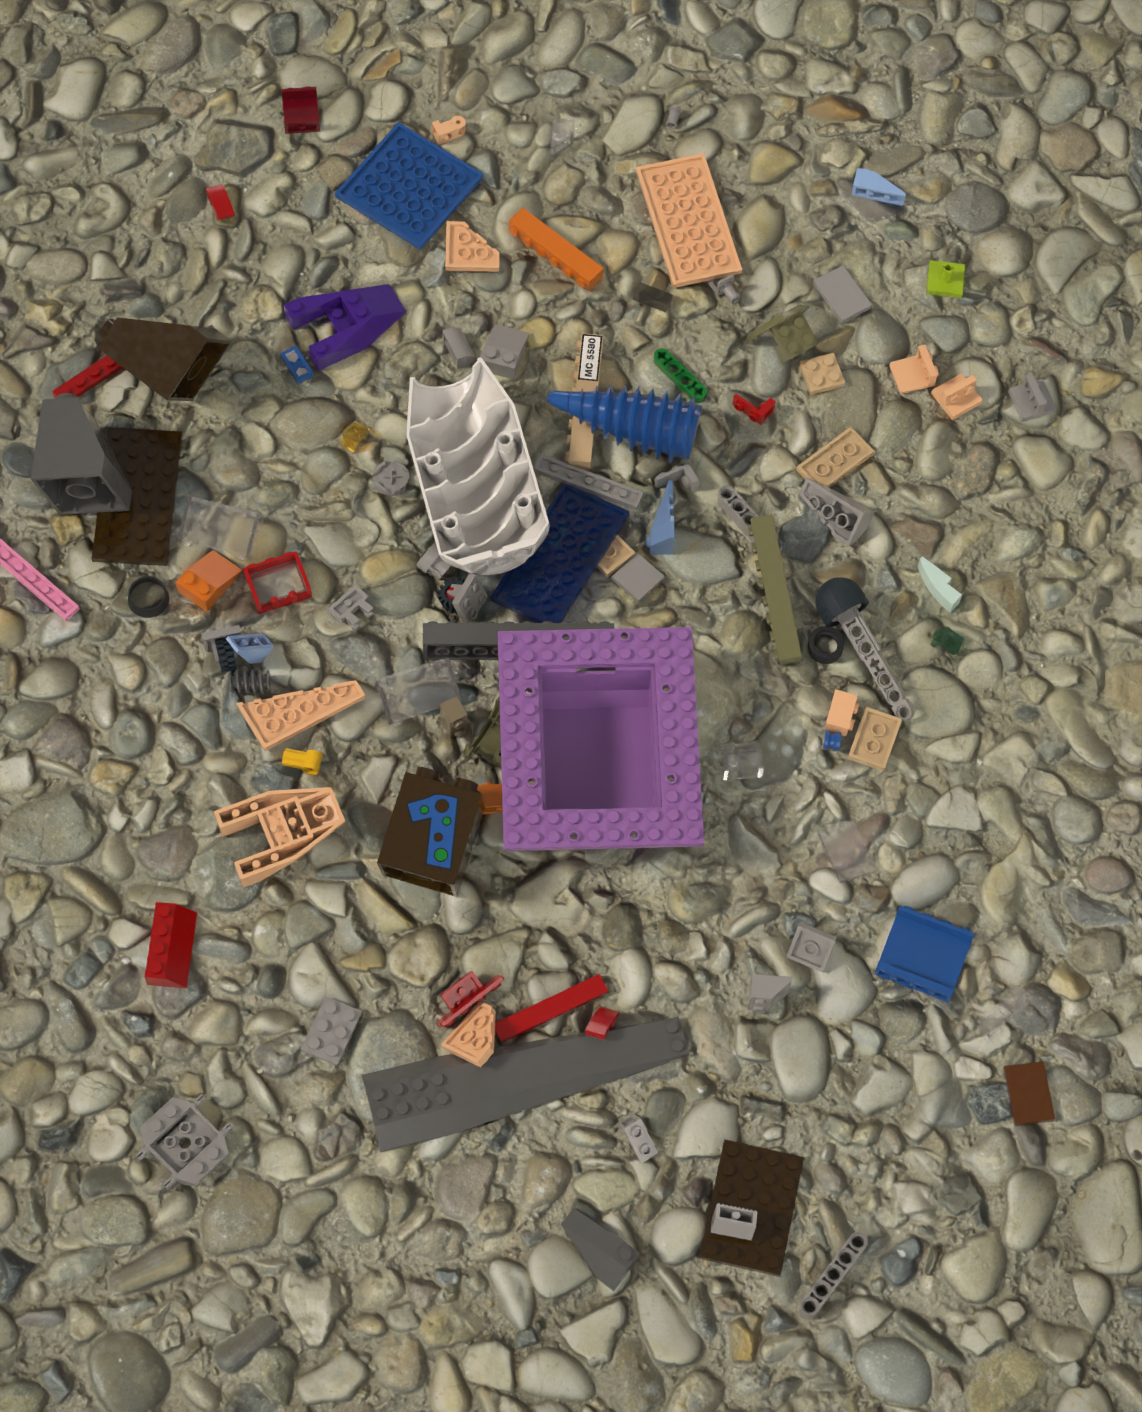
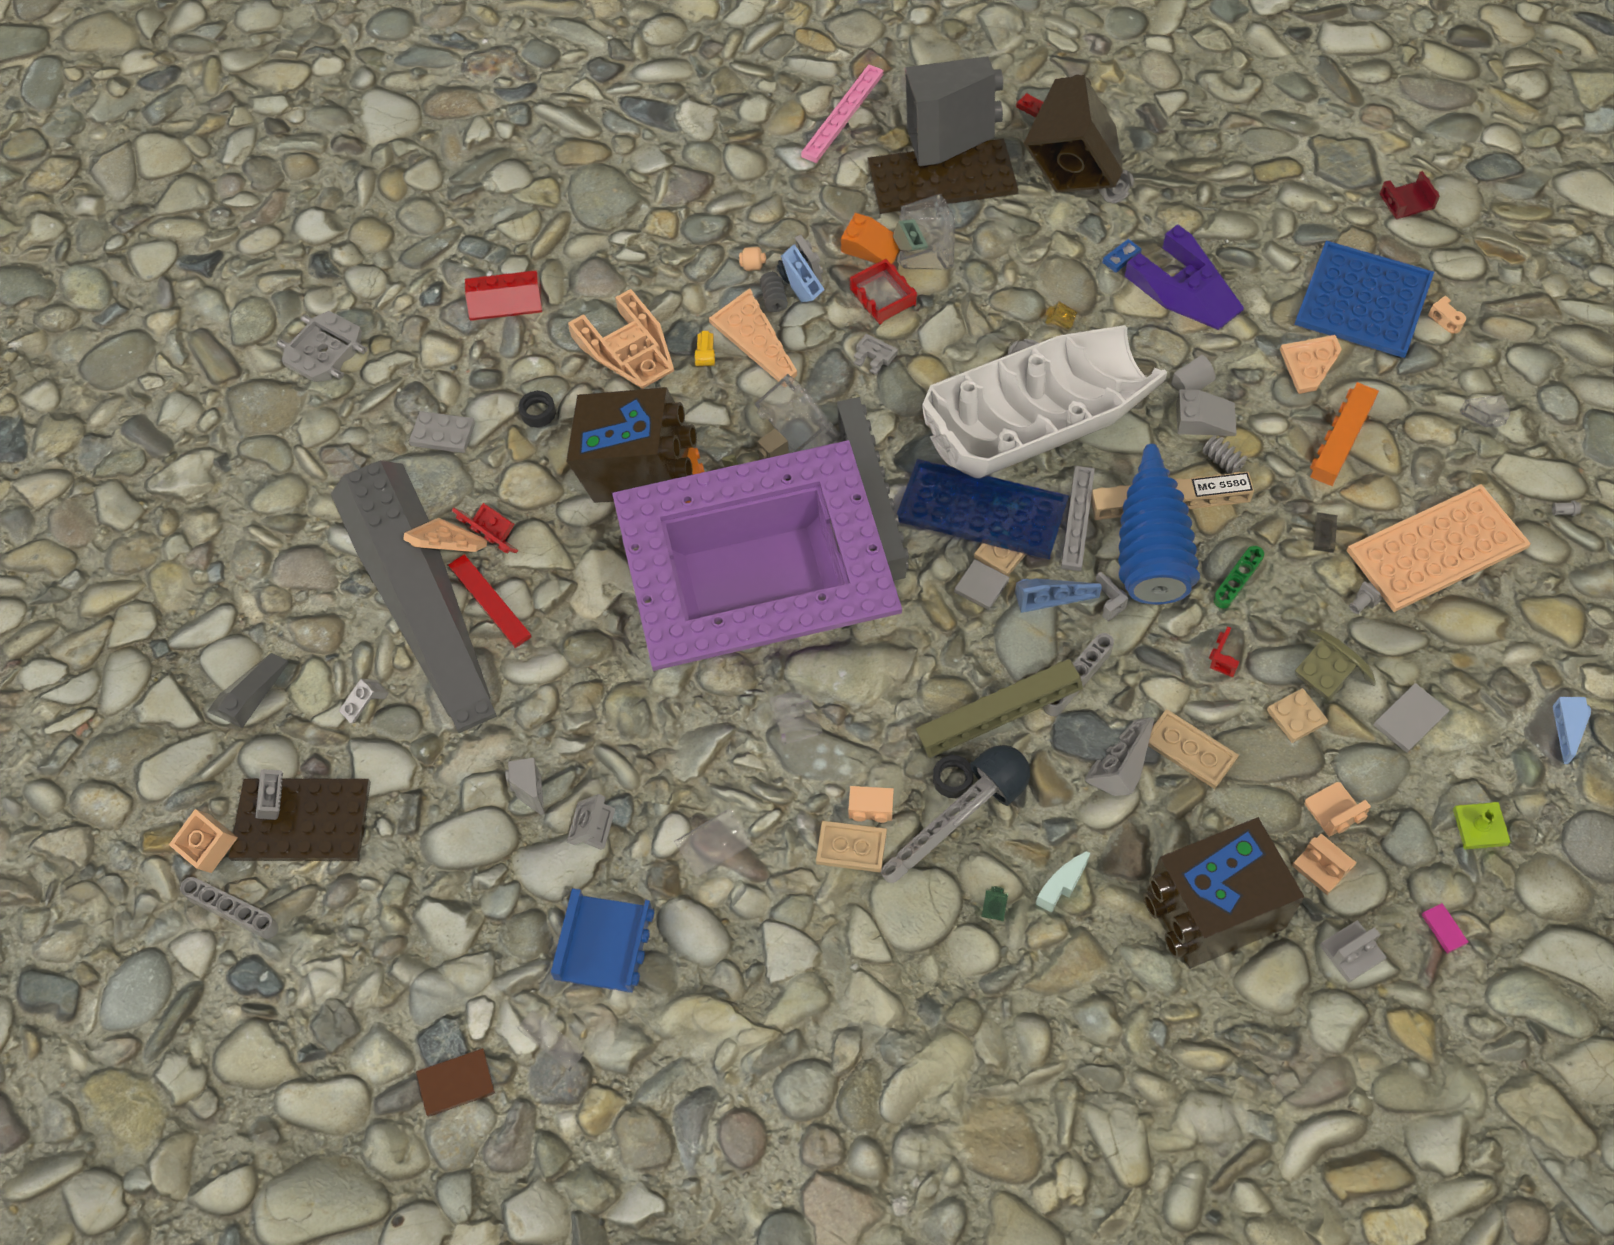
camera: 85 degrees right, 5 degrees down
(150, 612) = (841, 217): black tyre -> none
(196, 694) = (752, 258): none -> light nougat head
(220, 202) = (1275, 159): red slope -> none
(225, 540) = (909, 236): none -> sand green slope
(331, 946) = (537, 420): none -> black tyre
(463, 597) = (906, 436): light grey plate -> none
(554, 345) = (1223, 455): none -> light grey piece
(601, 1023) = (474, 640): red slope -> none
(765, 1291) = (203, 841): none -> light nougat brick
(832, 740) = (837, 802): blue wheel -> none
(984, 467) = (1222, 893): none -> dark brown brick
(1025, 332) = (1444, 928): none -> dark pink tile

